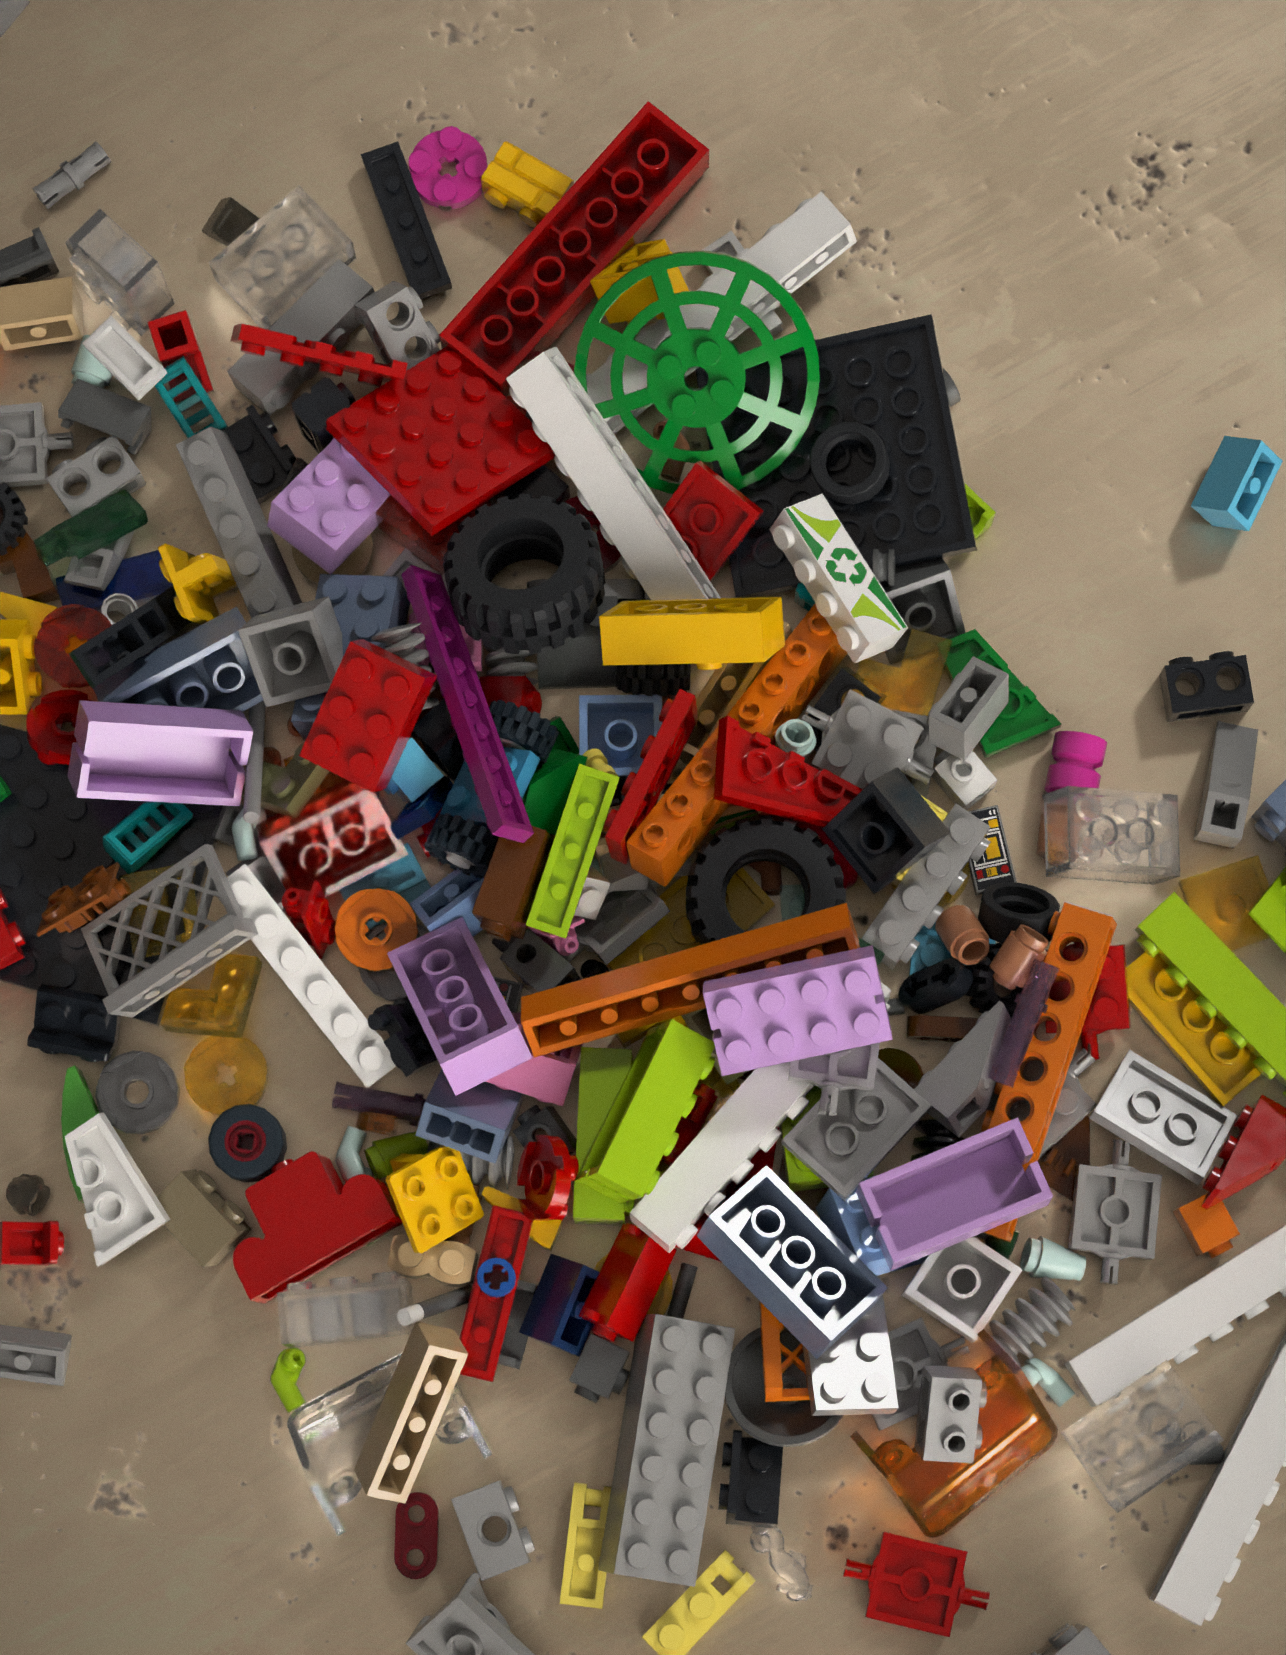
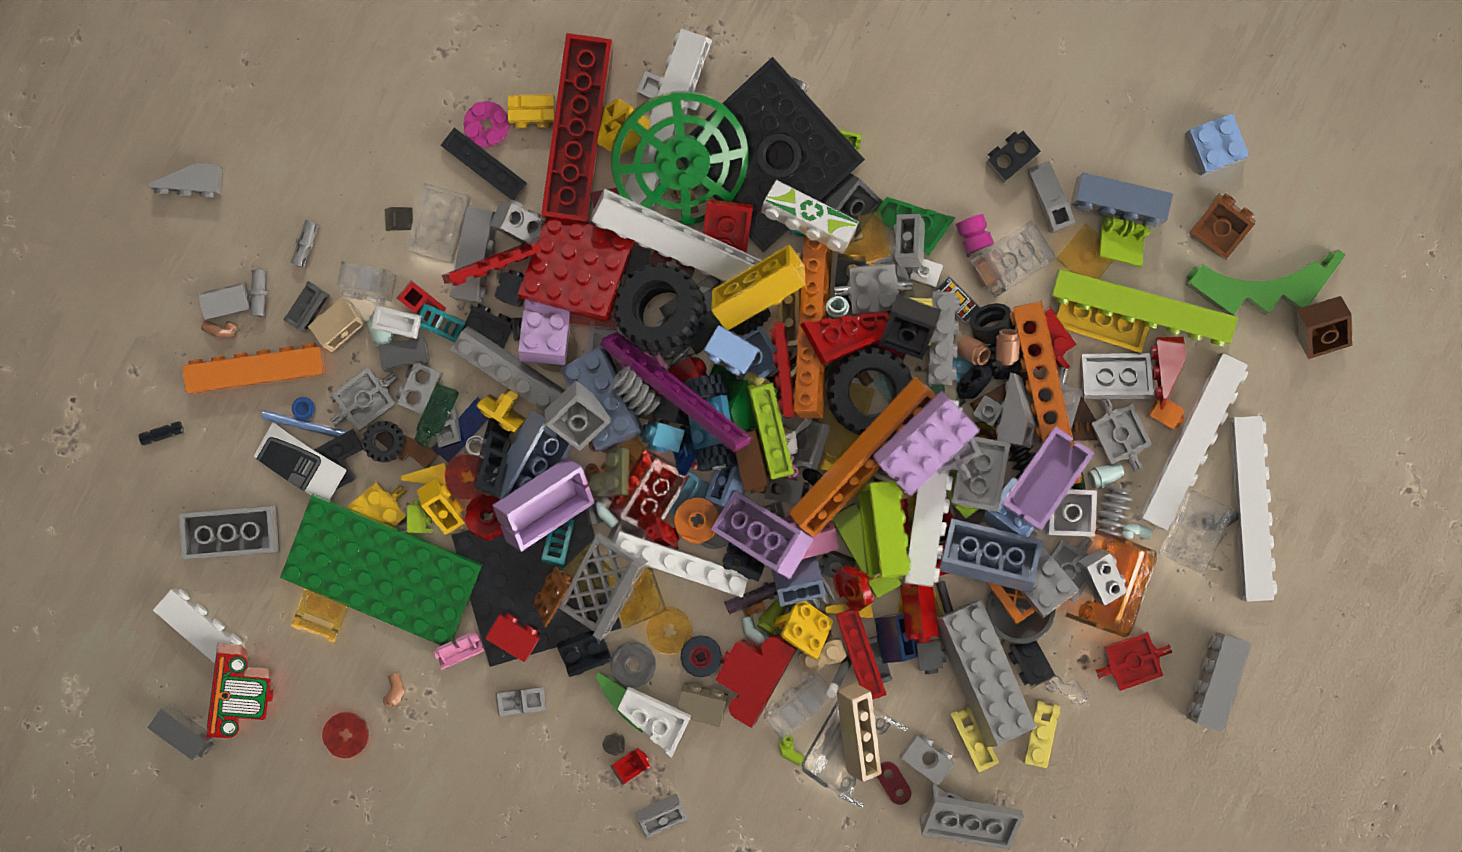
camera: 30 degrees left, 10 degrees up
(254, 767) = (592, 483): light grey bar -> none
(367, 715) = (634, 427): red brick -> none
(505, 1287) = (866, 649): blue bush -> none
(591, 697) = (731, 351): none -> light blue brick
(884, 566) = (827, 196): dark grey bush -> none
(928, 1043) = (988, 411): none -> light grey bracket
(1029, 1007) = (1029, 378): pin -> none
(1236, 483) = (967, 46): medium azure brick -> none

